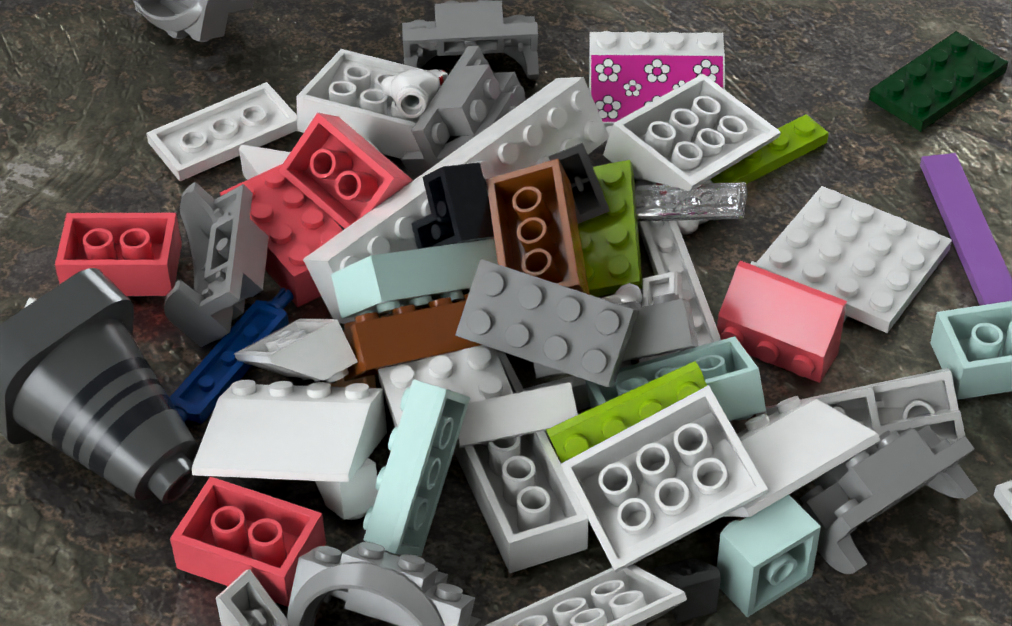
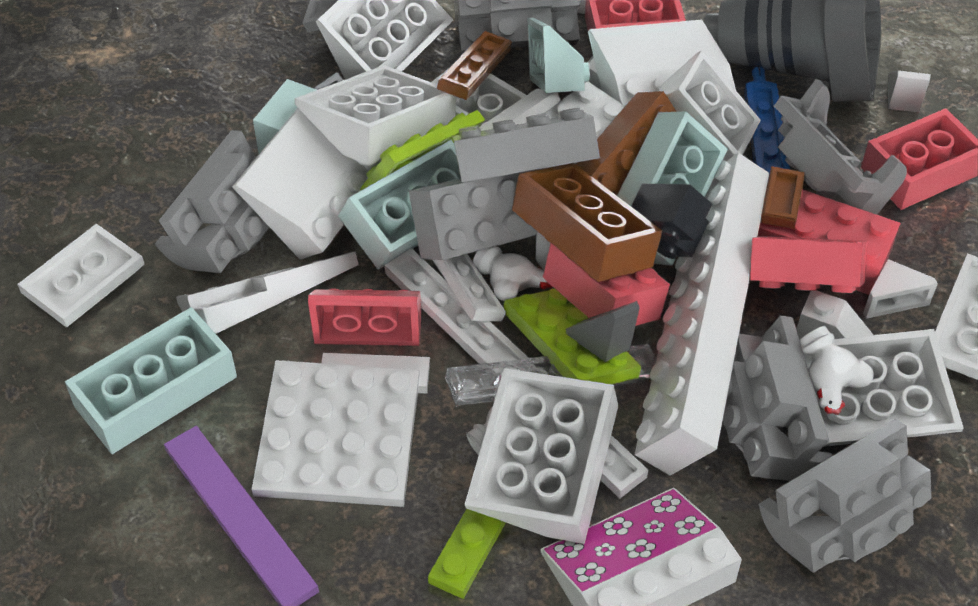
camera: 150 degrees right, 5 degrees up
(307, 237) = (782, 197): none -> dark orange tile
(506, 511) = (474, 65): none -> dark orange tile

